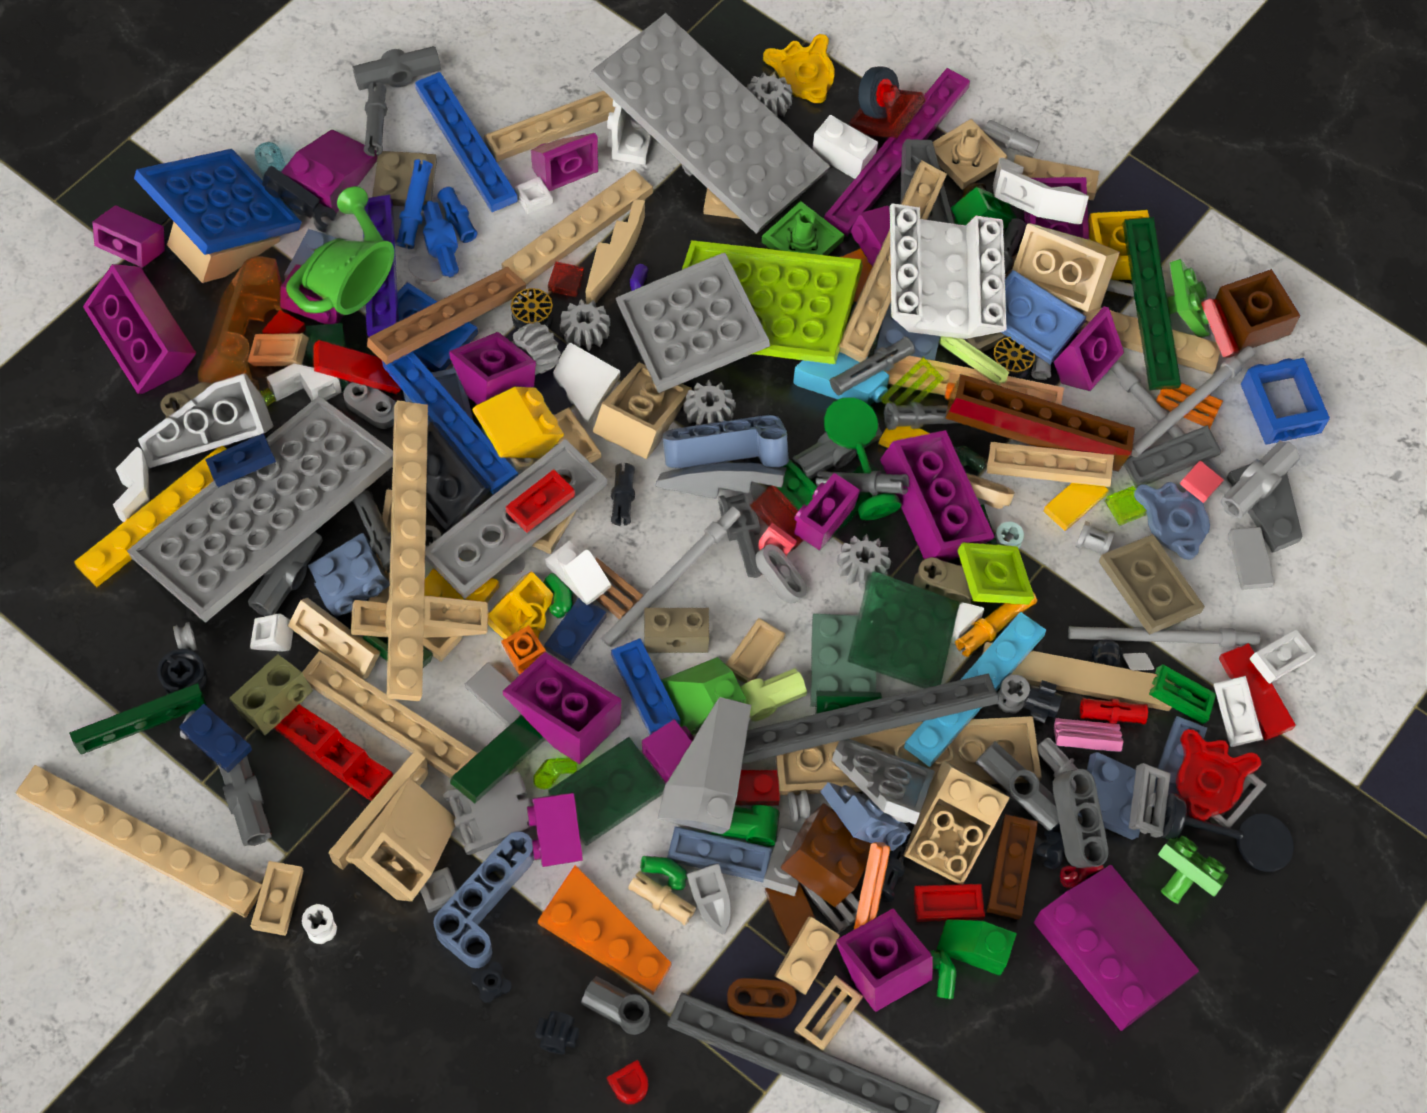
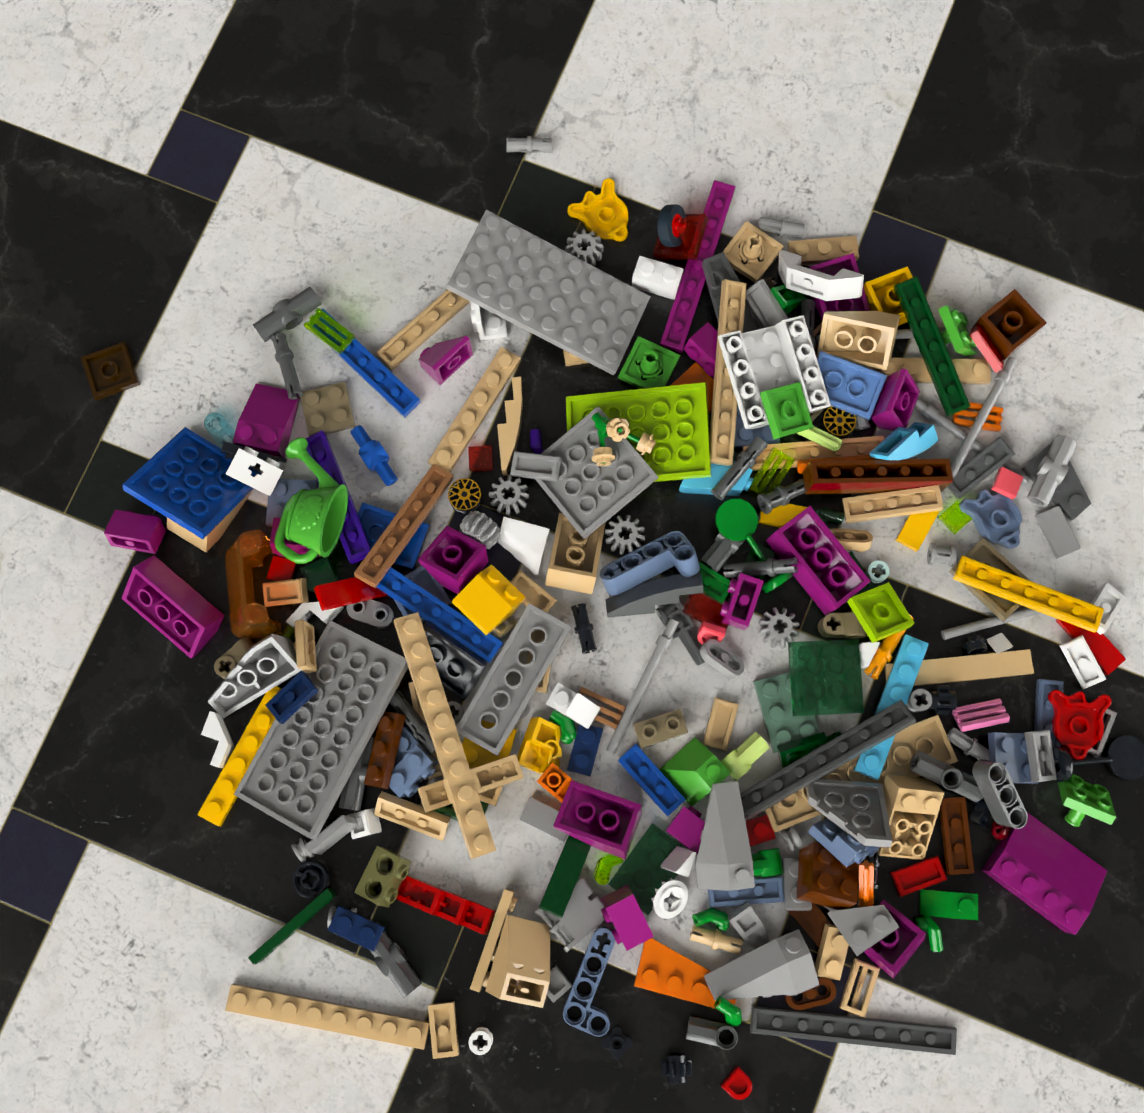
camera: 10 degrees left, 15 degrees up
(169, 71) = (110, 370): none -> dark brown tile
(227, 628) = (331, 834): none -> light grey tile
(277, 200) = (239, 470): none -> white brick
(278, 410) = (305, 646): none -> tan plate
(328, 549) = (384, 750): none -> reddish brown plate
(386, 715) = (483, 868): tan plate -> none
(411, 216) = (344, 434): blue pin -> none
(428, 79) = (315, 320): none -> clear neon green tile
(457, 214) = (379, 429): blue pin -> none
(533, 195) = (431, 392): white tile -> none
(540, 501) = (529, 664): red plate -> none
(623, 842) = (675, 904): none -> white gear
(627, 297) = (535, 466): none -> light grey tile
(646, 783) = (679, 861): none -> white slope
(651, 982) = (732, 1013): none -> green arm
(722, 945) = (773, 969): none -> light grey wedge
(733, 268) = (618, 430): none -> tan plant
(856, 925) = (863, 926): none -> light grey wing
(949, 313) = (786, 410): none -> bright green plate
(961, 200) = (765, 304): none -> light grey tile
(1088, 396) = (906, 442): none -> medium azure slope
(1113, 711) = (1008, 687): red pin -> none
(1182, 698) = (1022, 659): green tile -> none
(1189, 606) = (1028, 594): none -> yellow tile
(1292, 426) = (1033, 404): blue window -> none

